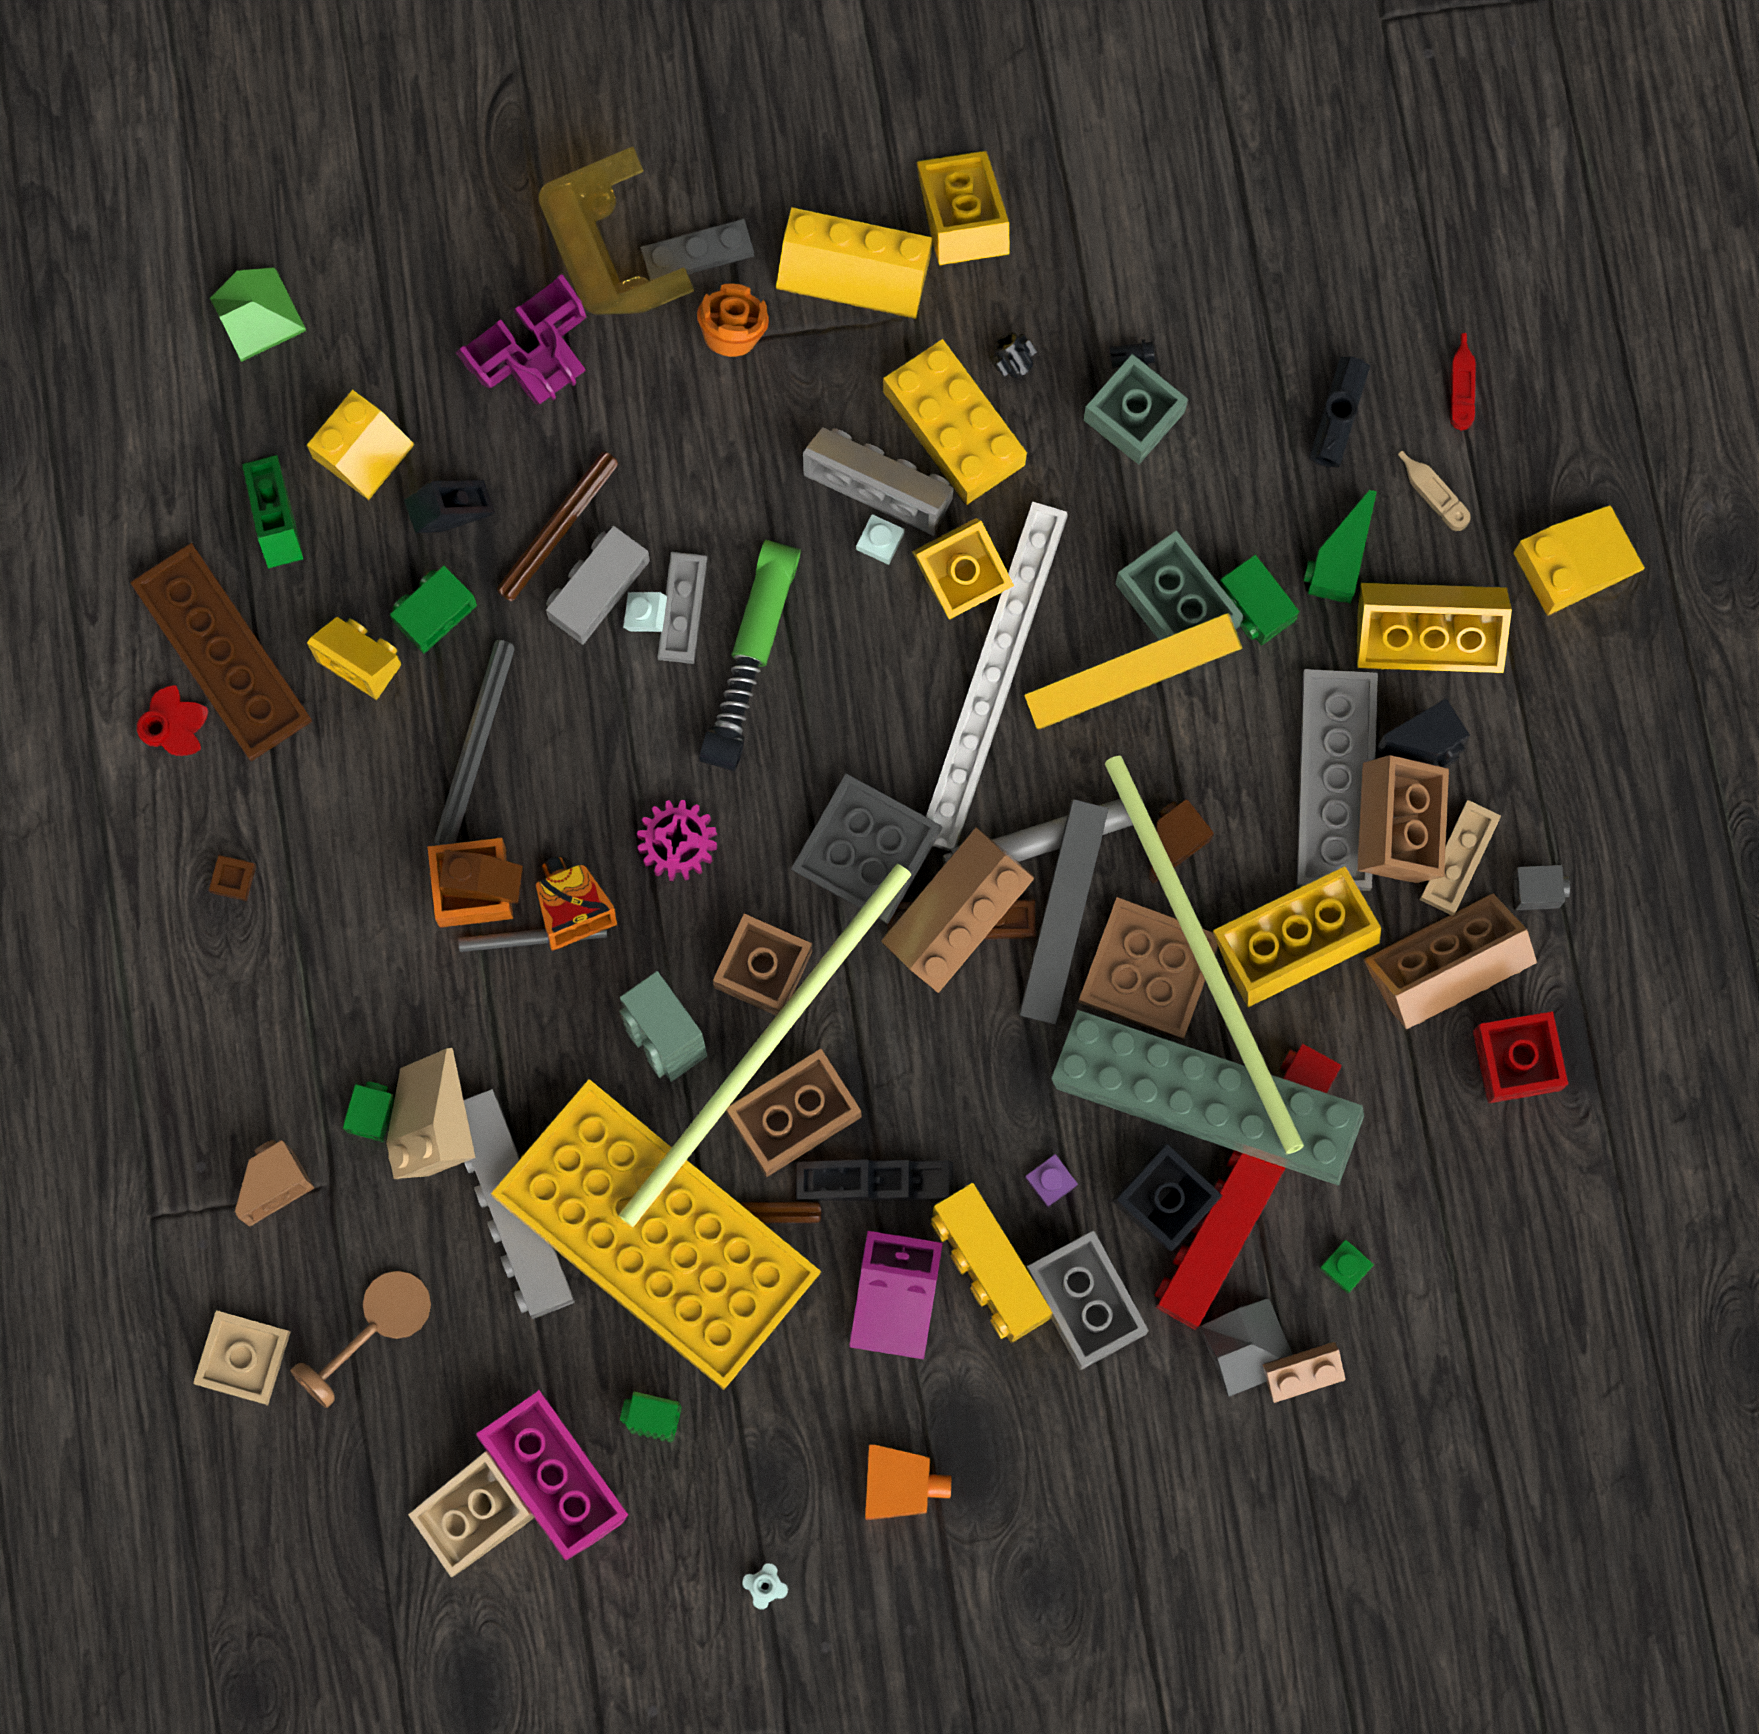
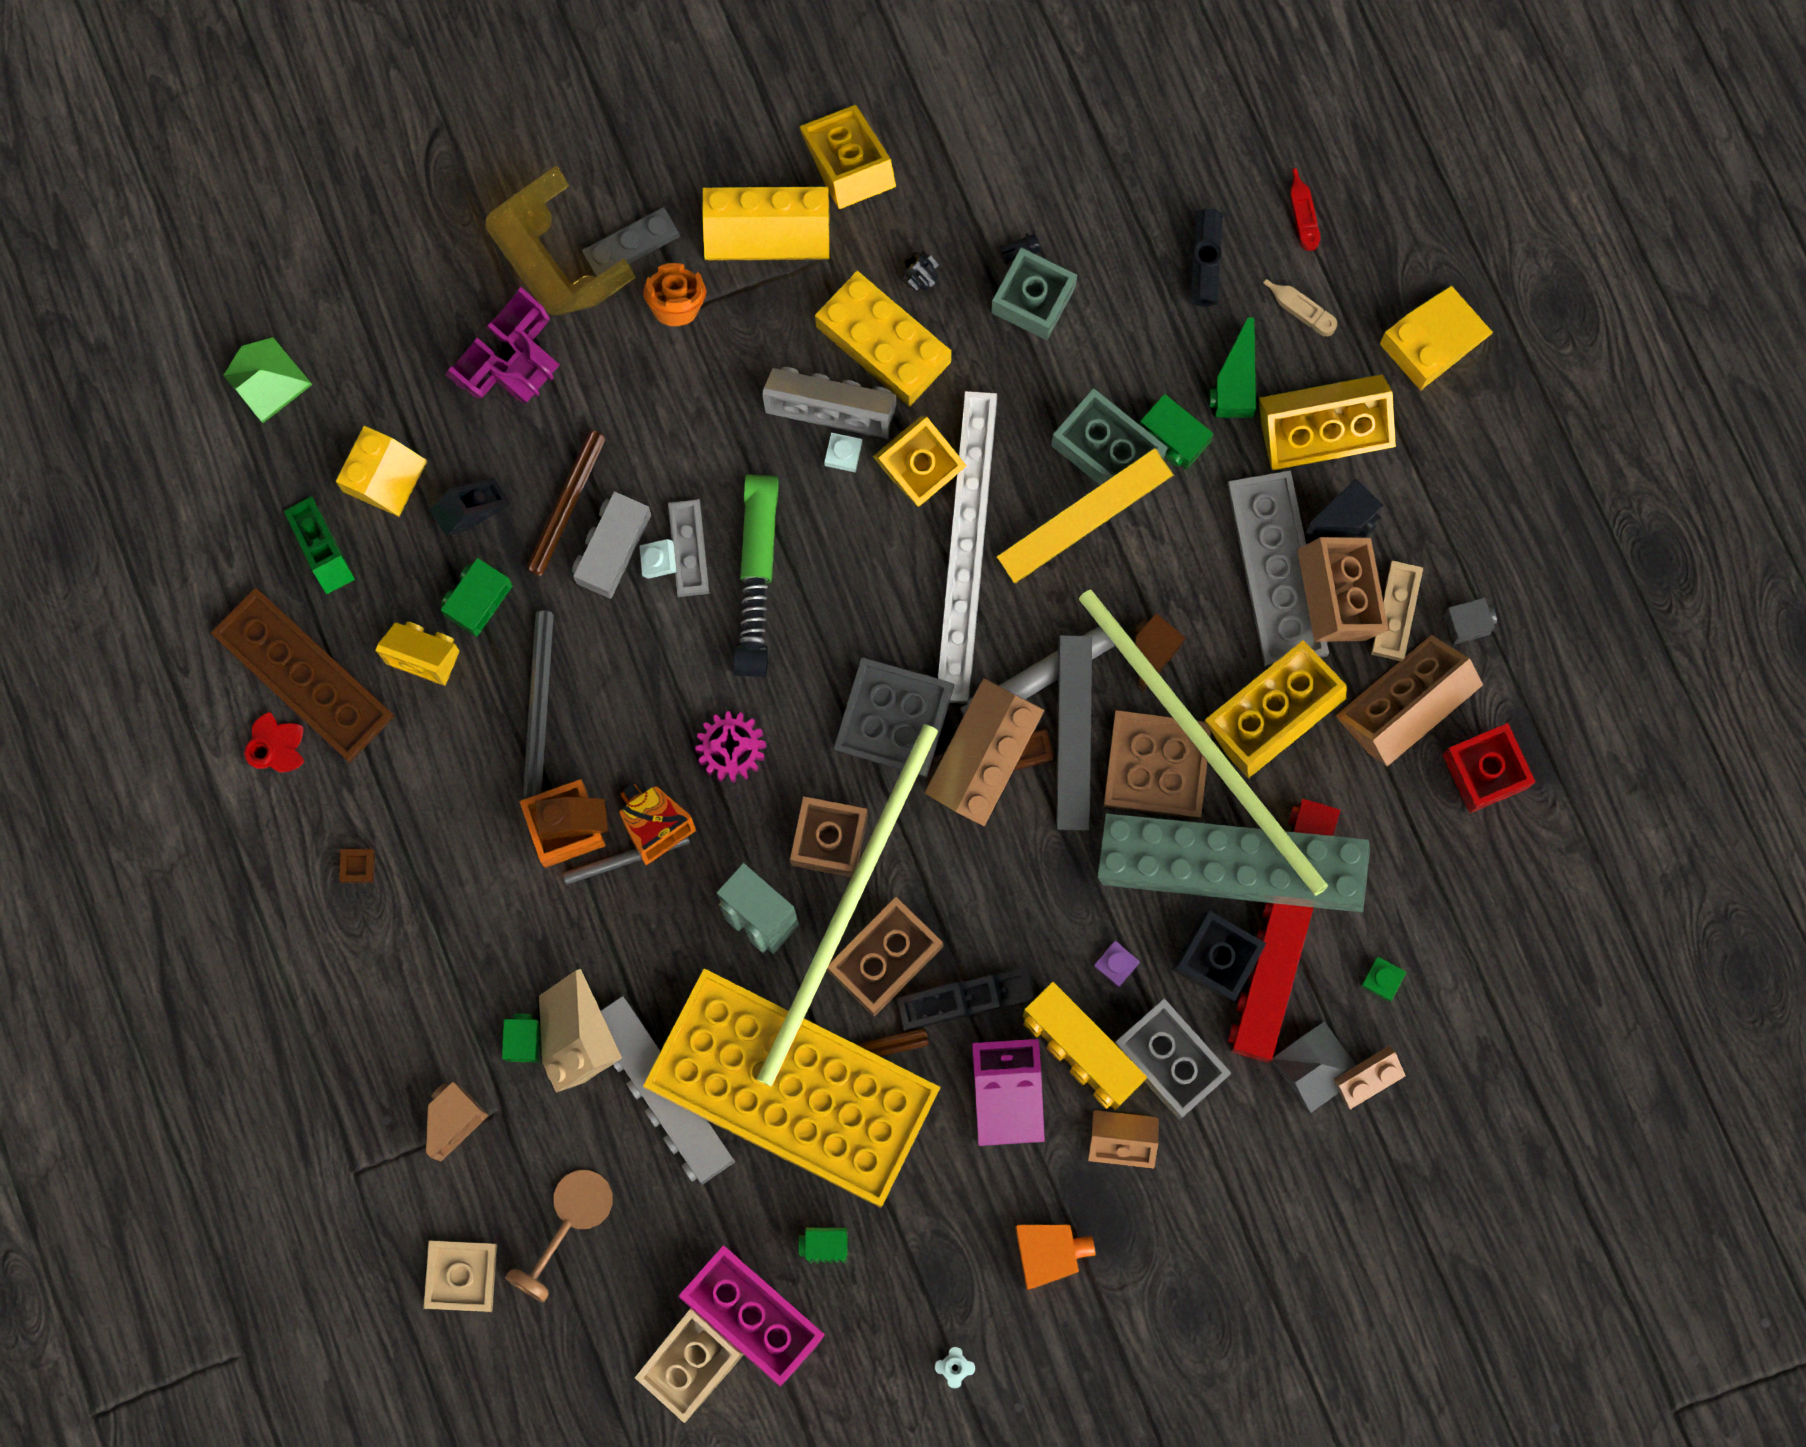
camera: 10 degrees left, 0 degrees up
(1013, 1377) = (1124, 1139): none -> medium nougat panel

